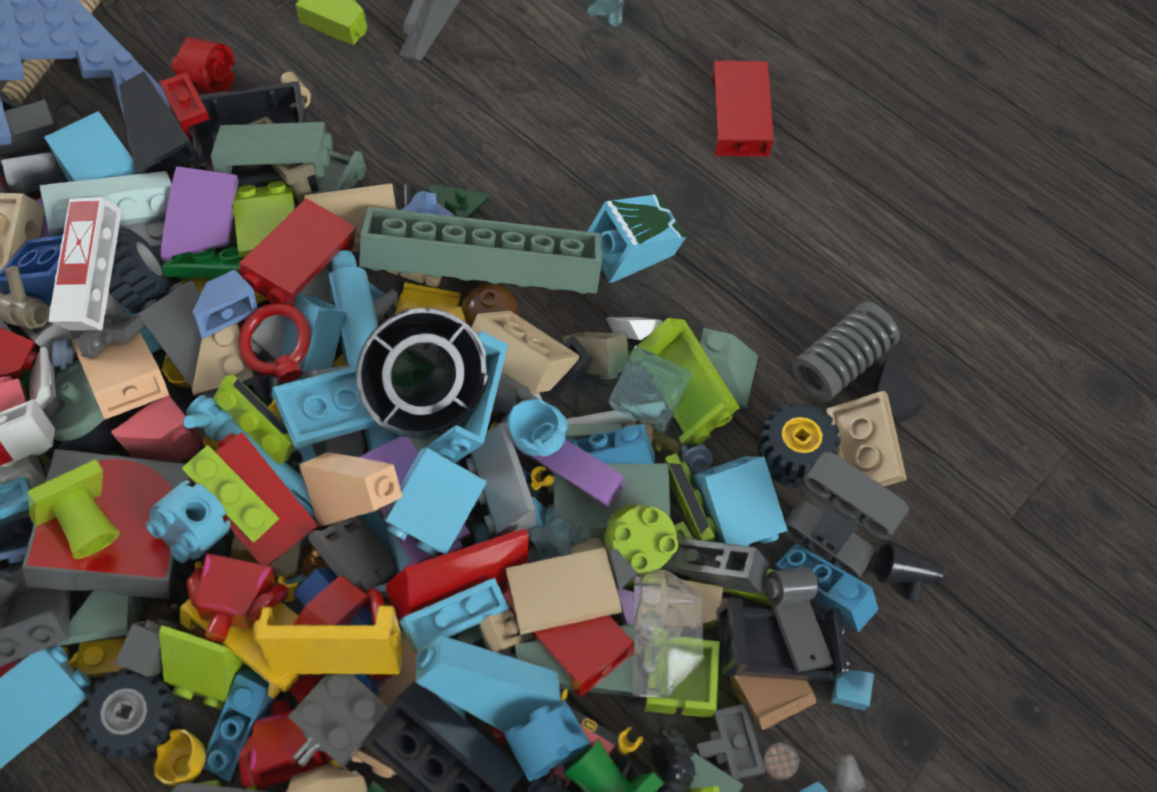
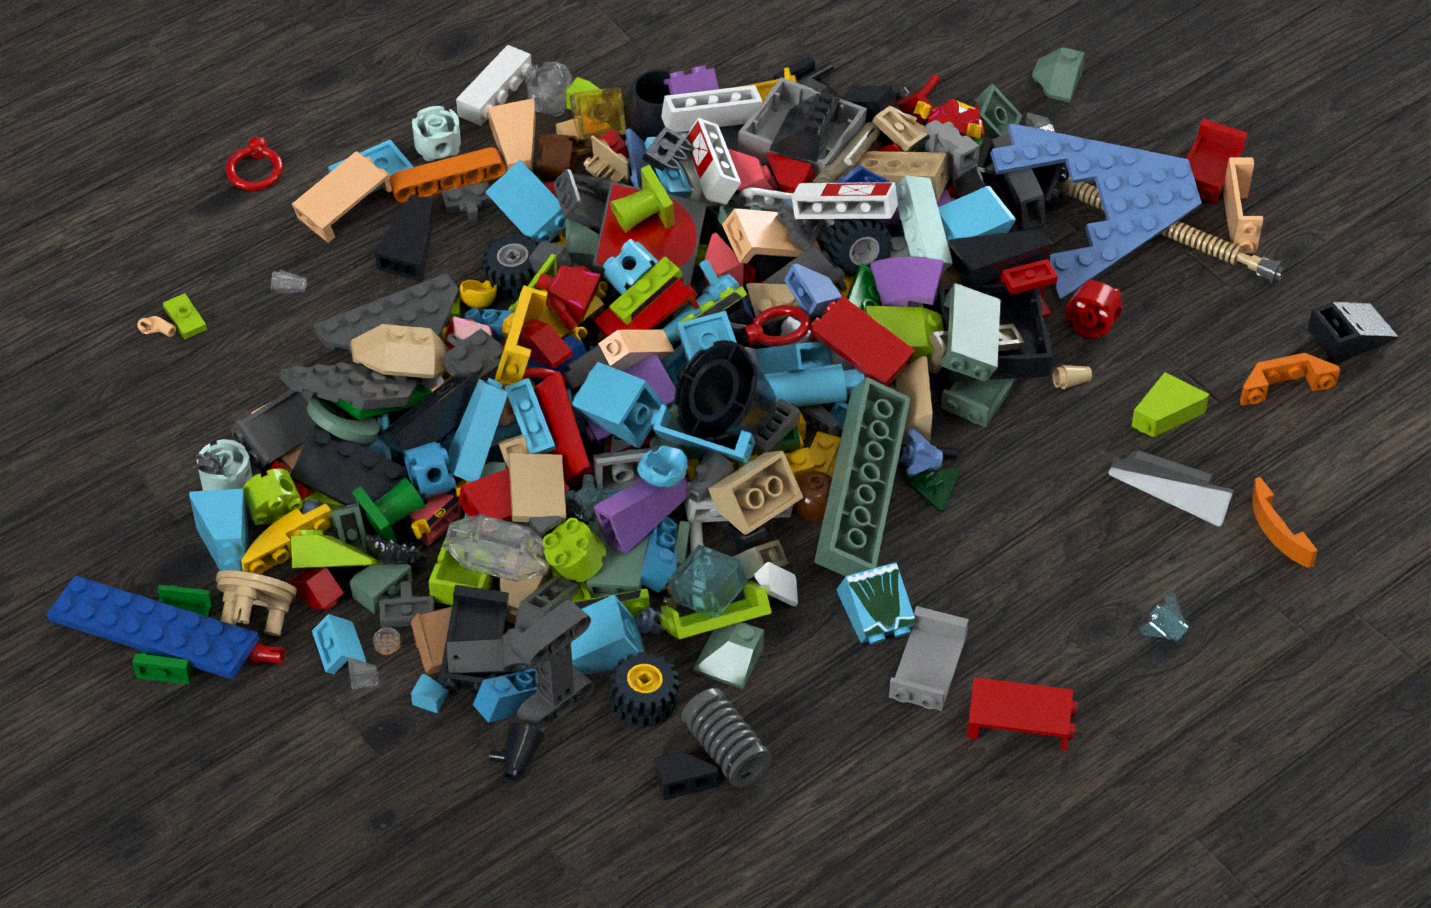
camera: 100 degrees right, 15 degrees down
(694, 191) = (929, 659): none -> light grey panel
(869, 437) = (635, 738): tan tile -> none

